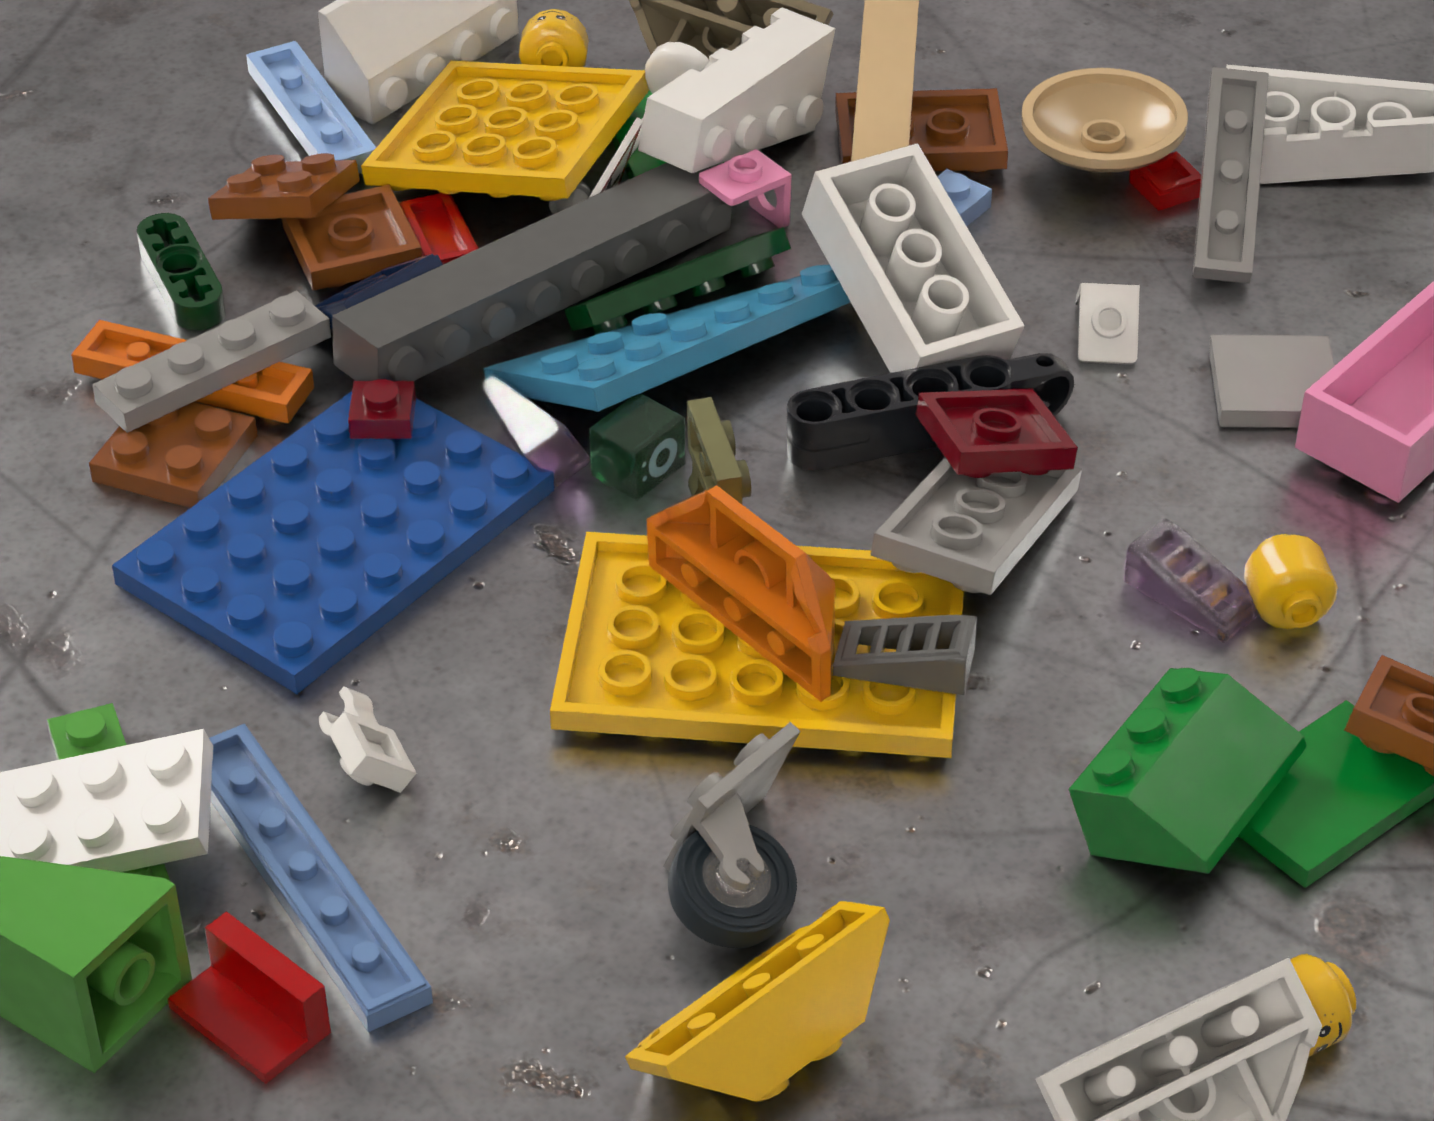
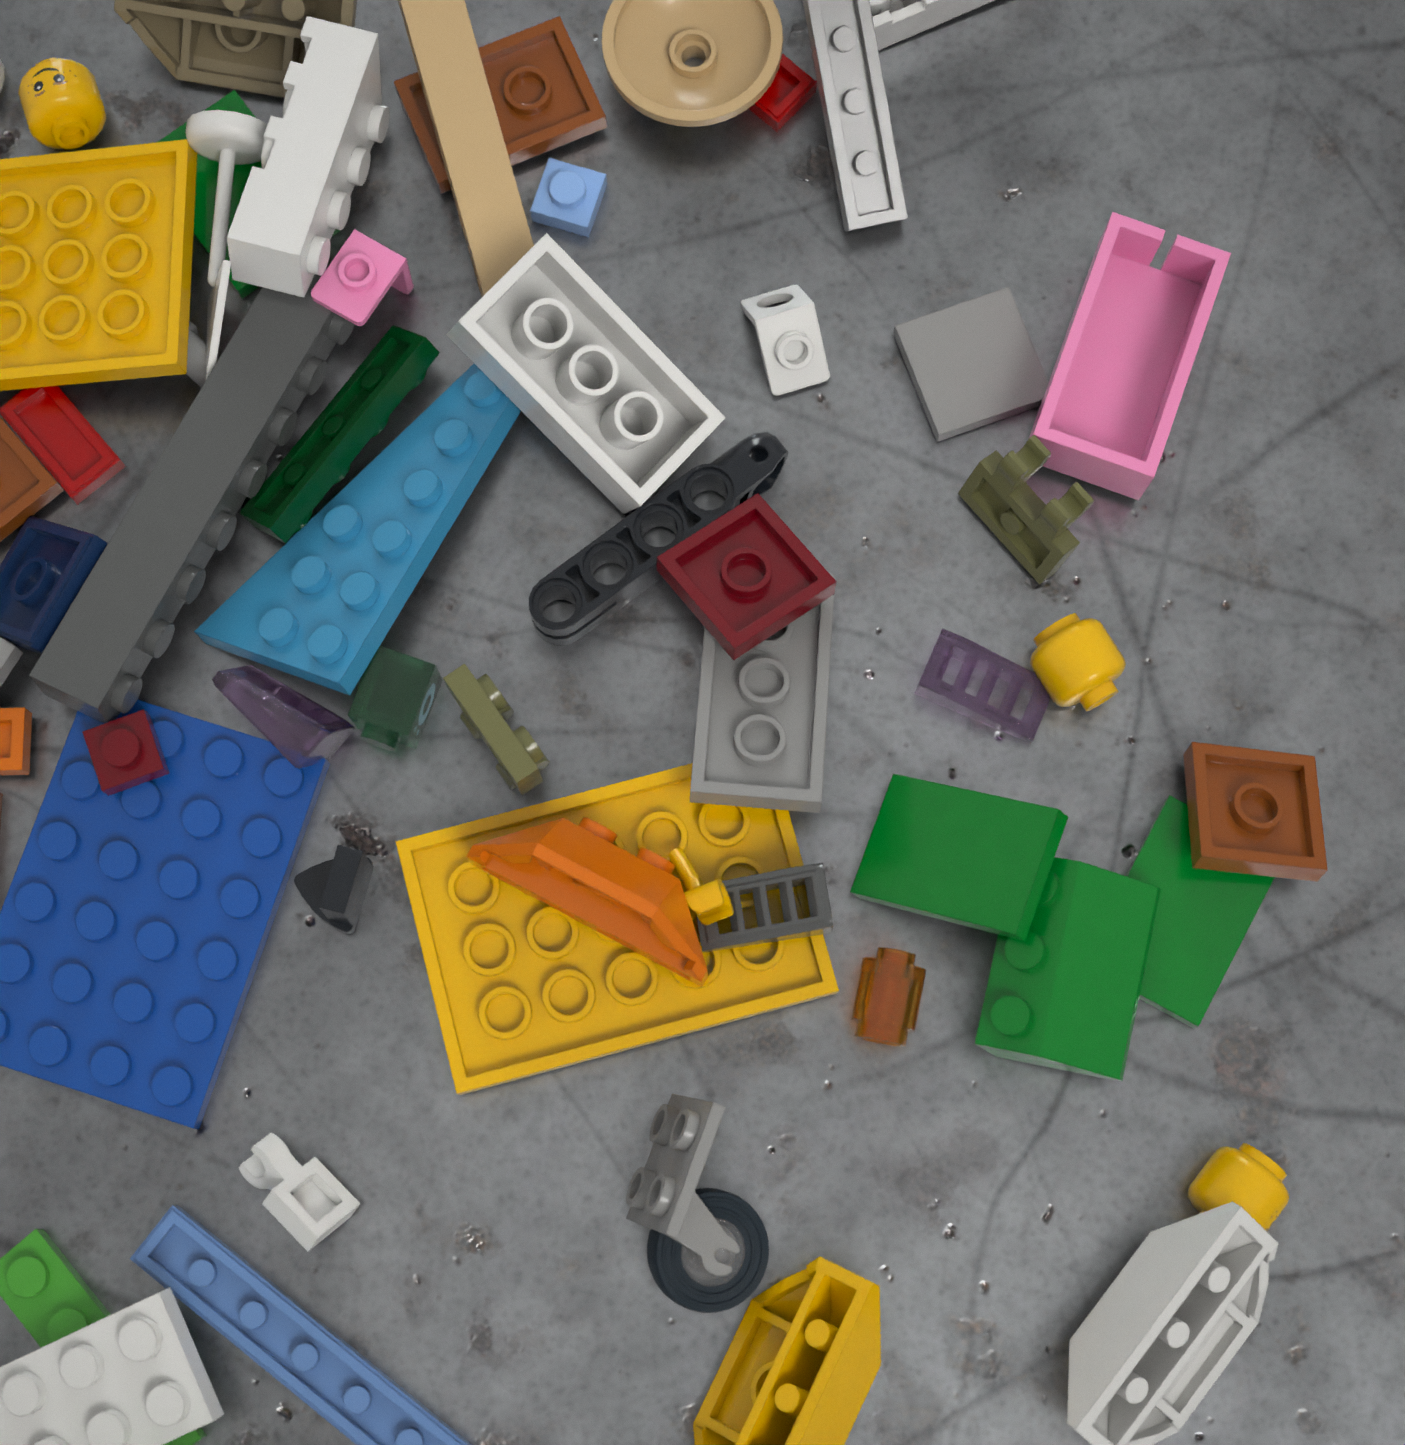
camera: 20 degrees left, 35 degrees up
(522, 549) = (337, 887): none -> black tile
(855, 617) = (708, 900): none -> yellow hand
(998, 762) = (888, 997): none -> clear orange brick
(1113, 661) = (960, 855): none -> green tile
(1280, 471) = (1017, 516): none -> olive plate

